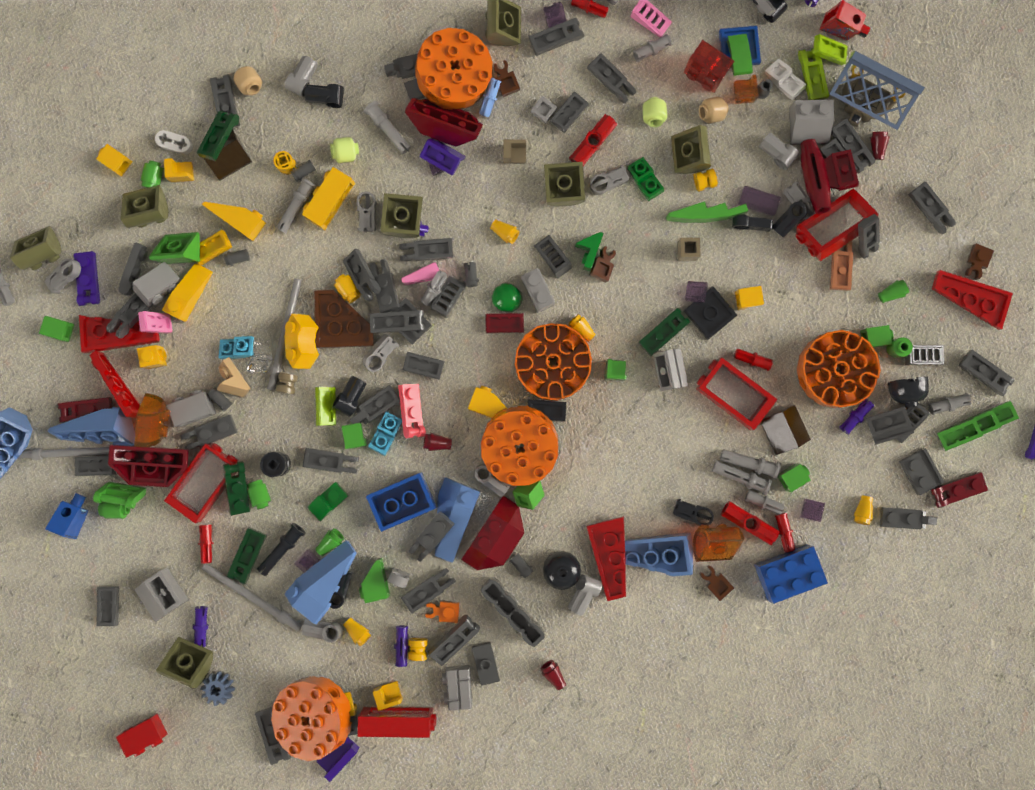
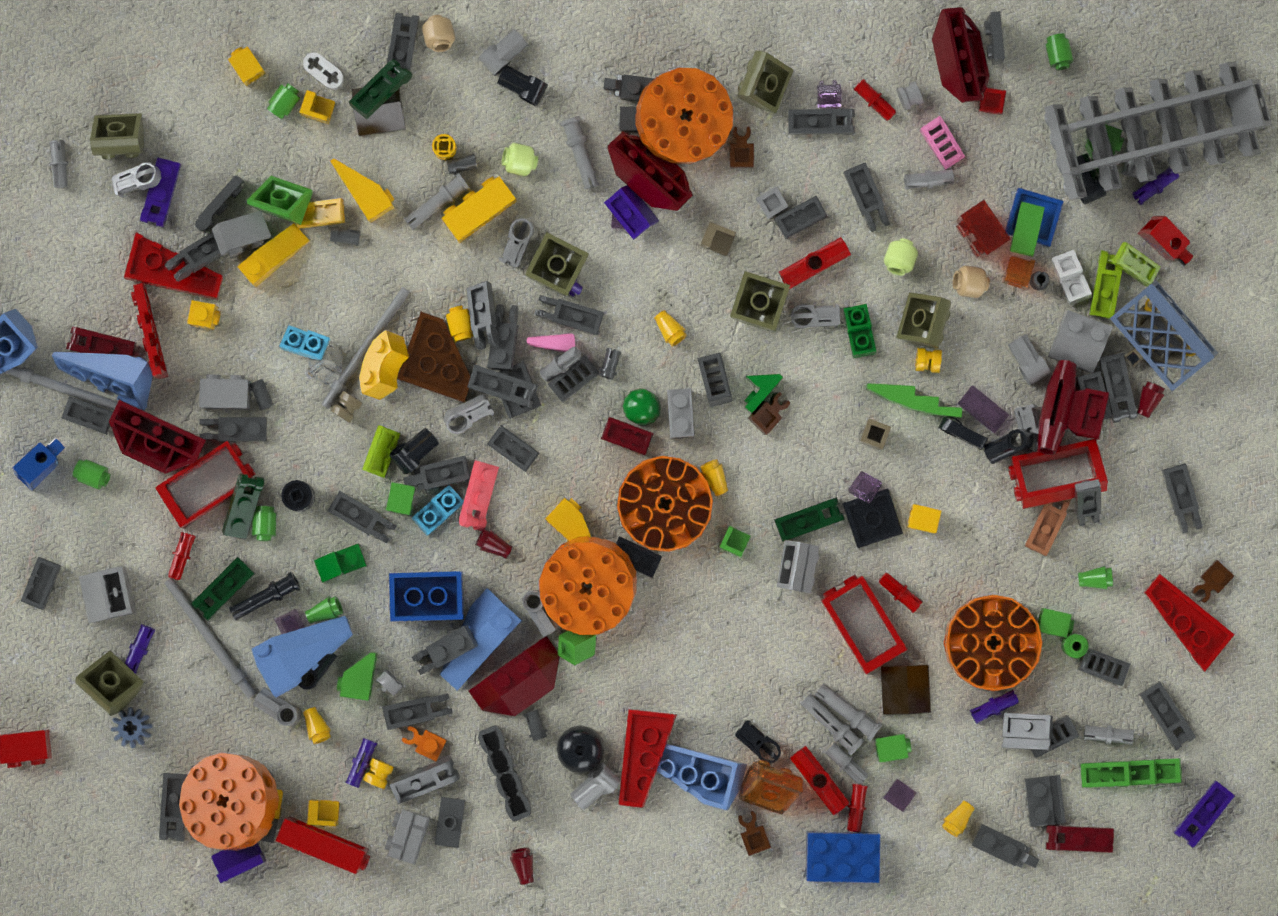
camera: 25 degrees right, 0 degrees up
(56, 328) = (104, 238): bright green panel -> none
(119, 494) = (106, 460): bright green plate -> none
(144, 207) = (261, 136): olive brick -> none
(150, 421) = (176, 391): clear orange brick -> none
(155, 322) = (223, 277): bright pink plate -> none
(234, 382) = (288, 382): tan slope -> none
(489, 97) = (714, 164): light blue axle -> none
(909, 390) = (1064, 699): black cylinder -> none

